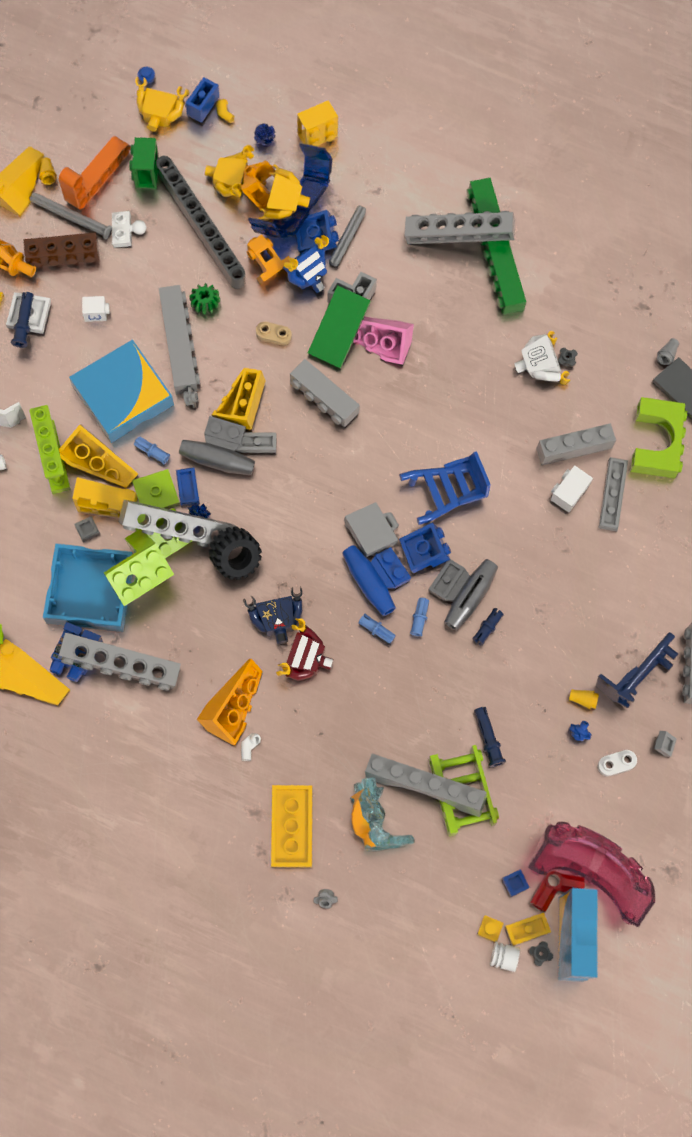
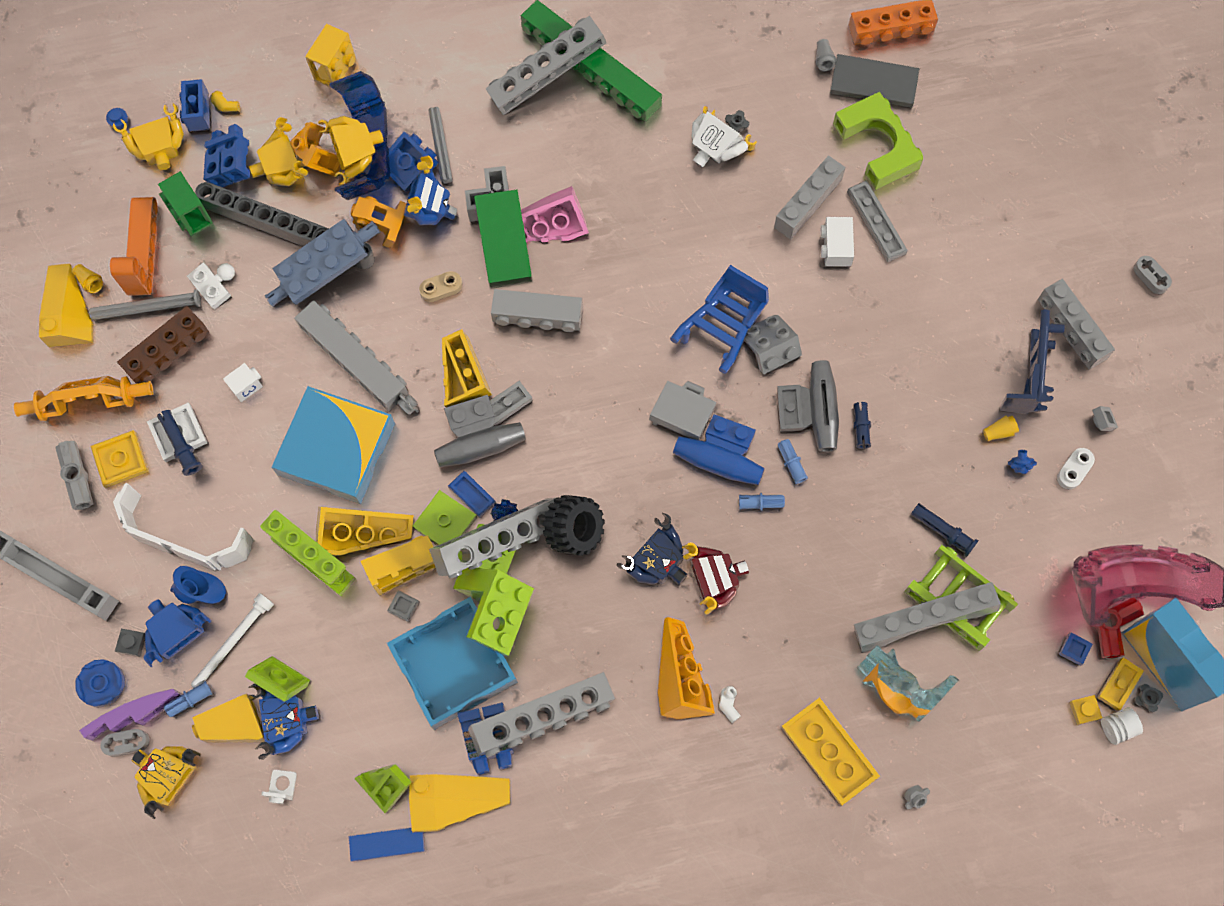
camera: 30 degrees left, 0 degrees up
(151, 450) = (408, 482): medium blue axle -> none
(196, 149) = (226, 157): none -> blue hips
(204, 261) = (320, 261): none -> sand blue plate
(204, 298) = (339, 298): green gear -> none
(264, 134) = (283, 99): clear blue gear -> none
(425, 547) = (747, 391): blue plate -> none
(469, 527) = (773, 343): none -> light grey bracket

